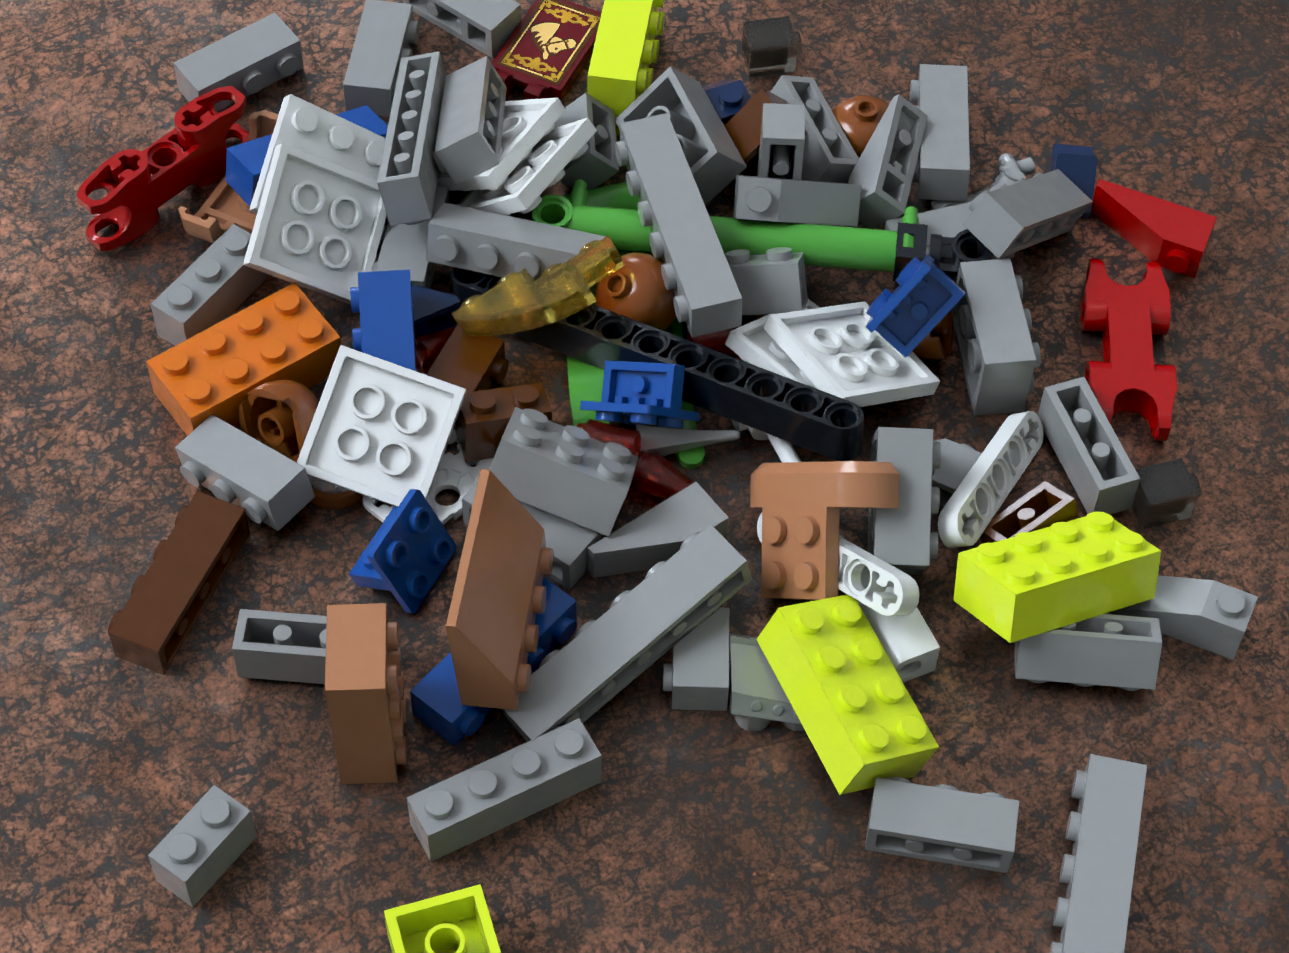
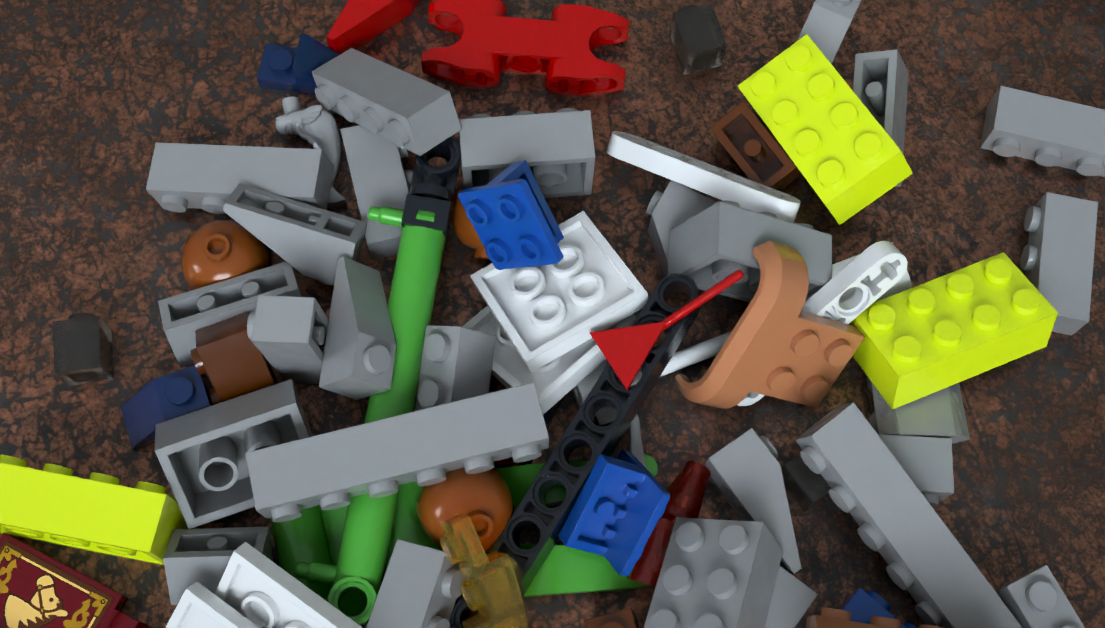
camera: 90 degrees left, 15 degrees up
(791, 382) = (630, 346): none -> red piece
(1088, 447) = (655, 90): light grey brick -> none

